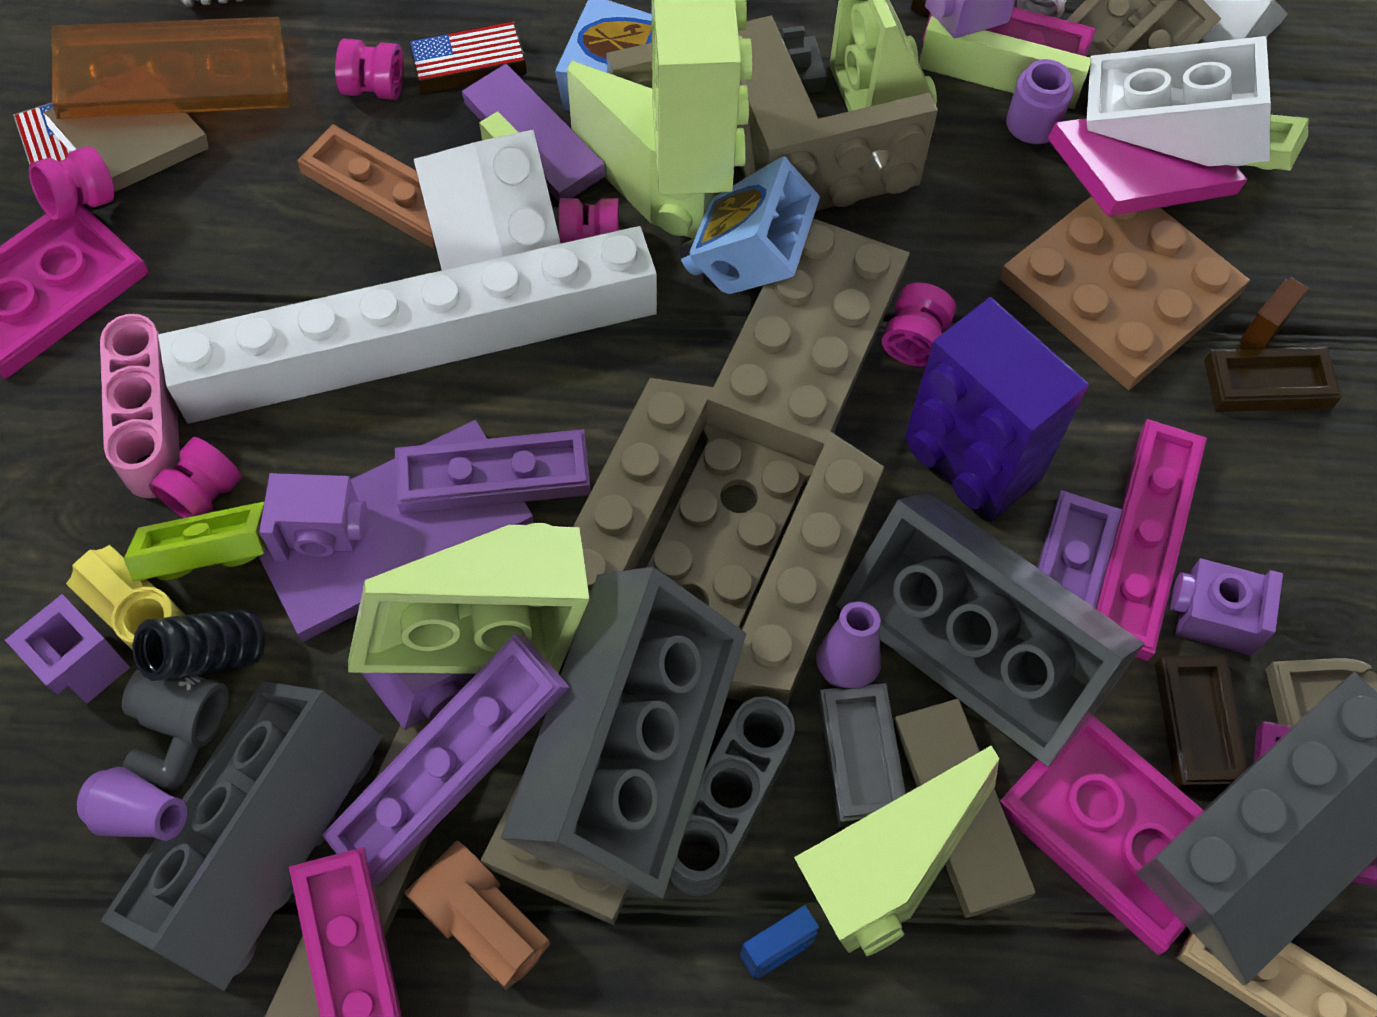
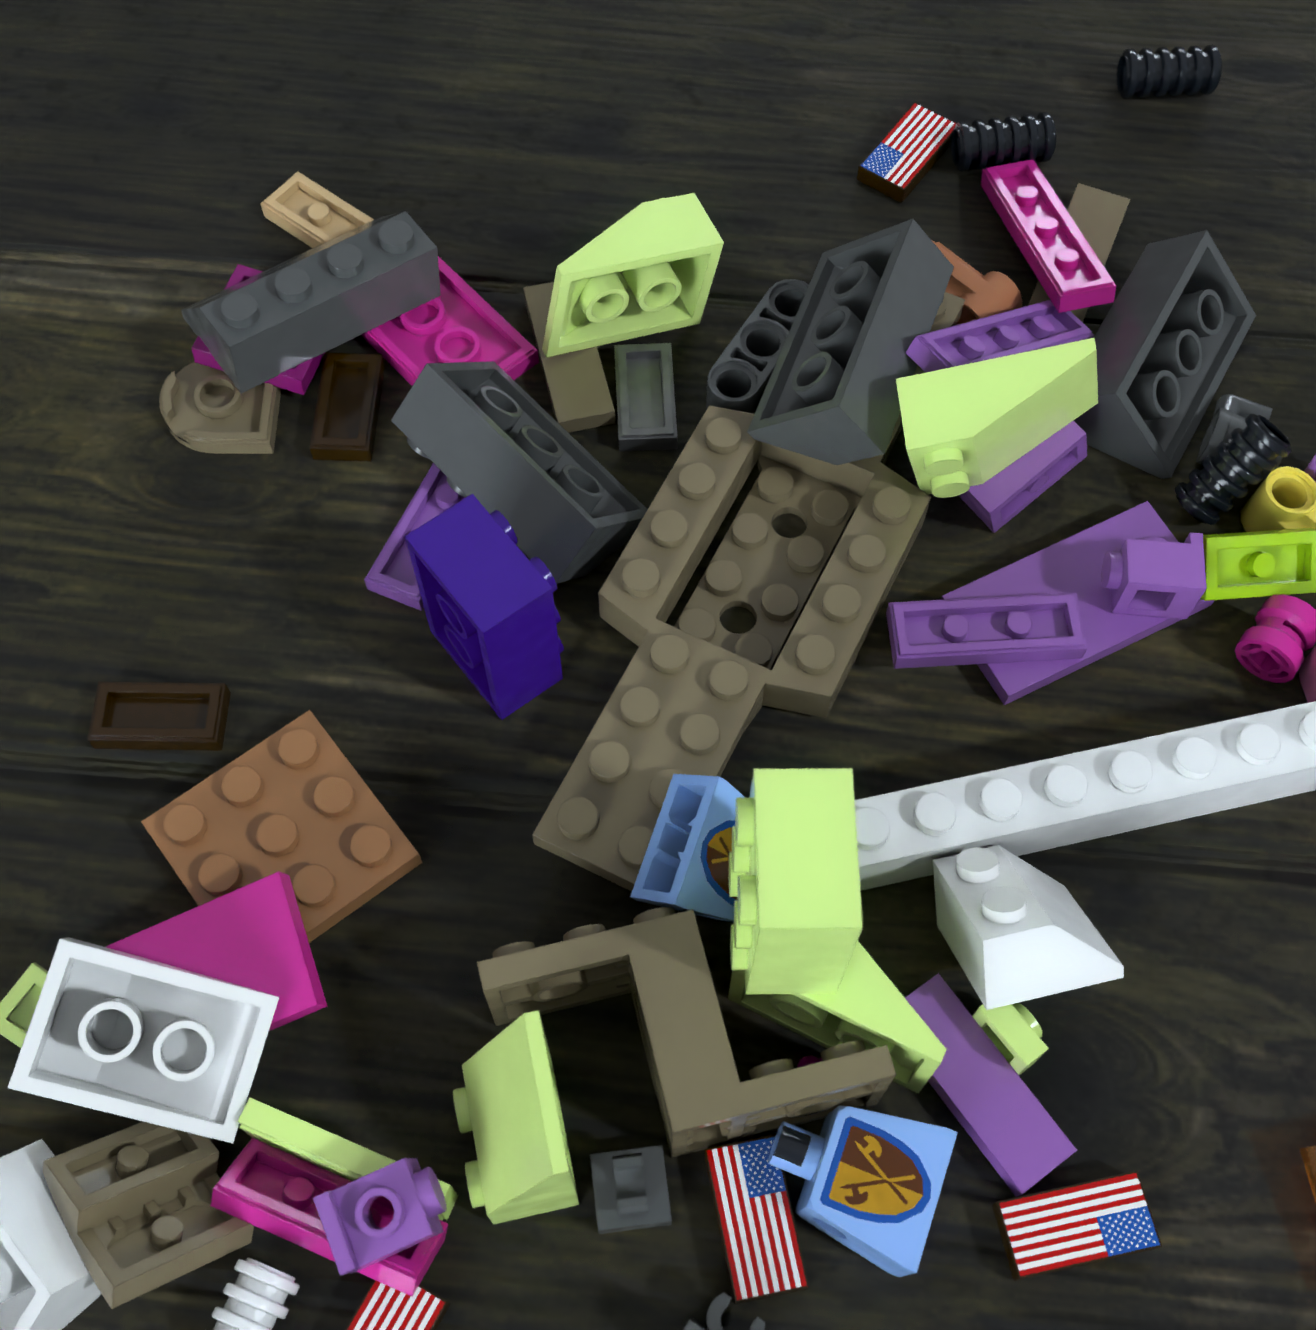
camera: 175 degrees left, 0 degrees up
(127, 805) = (1257, 368): medium lavender cone -> none
(369, 69) = (1206, 1187): dark pink wheel -> none
(369, 181) = (1174, 1029): nougat tile -> none
(587, 220) = (892, 926): dark pink wheel -> none
(779, 942) = (737, 260): blue tile -> none
(851, 649) = (647, 454): medium lavender cone -> none
(921, 317) = (530, 776): dark pink wheel -> none
(1039, 101) = (308, 1053): medium lavender brick -> none
(1151, 531) = (335, 573): dark pink tile -> none
(1226, 606) = (295, 482): medium lavender brick -> none
(1273, 314) = (135, 766): reddish brown tile -> none

